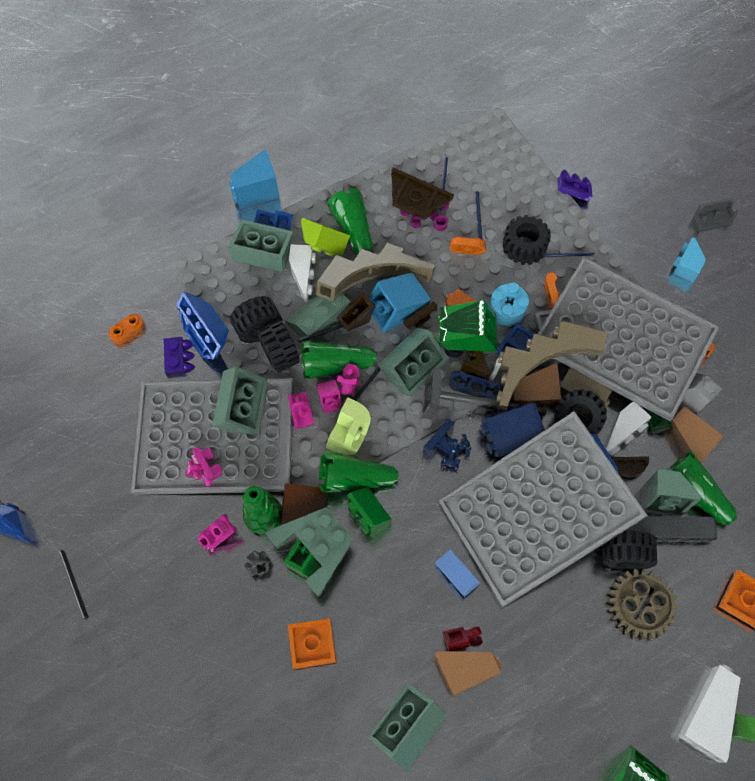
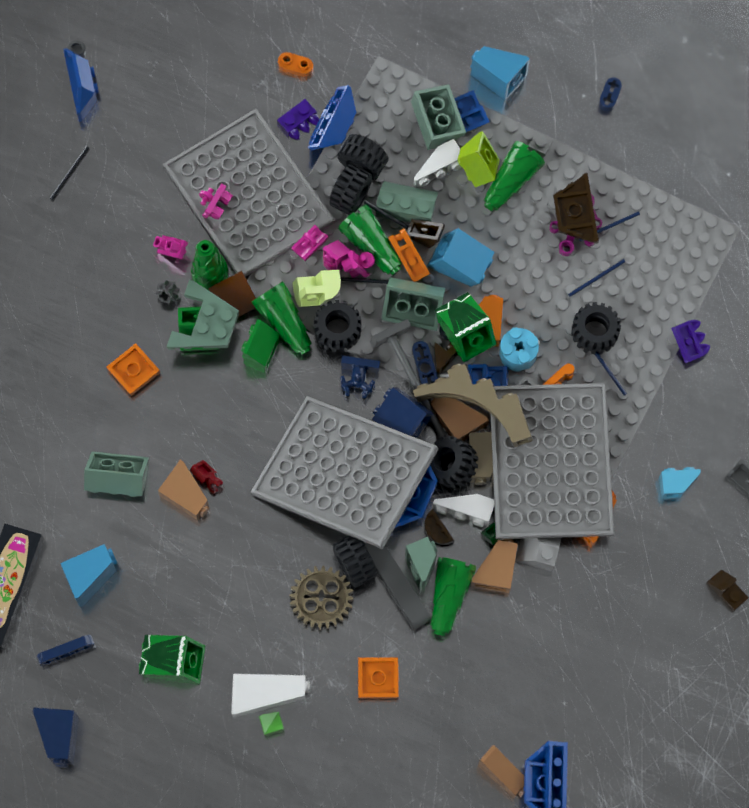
camera: 55 degrees right, 5 degrees up
(240, 401) = (285, 193): sand green slope -> none
(333, 124) = (607, 93): none -> dark blue beam
(368, 265) = (493, 229): dark tan arch -> none
(369, 338) = (409, 256): none -> orange plate
(397, 418) = (337, 340): none -> black tyre
(420, 316) = (458, 284): dark brown plate -> none
(457, 573) = (255, 443): medium blue slope -> none
(467, 245) = (554, 277): orange plate -> none

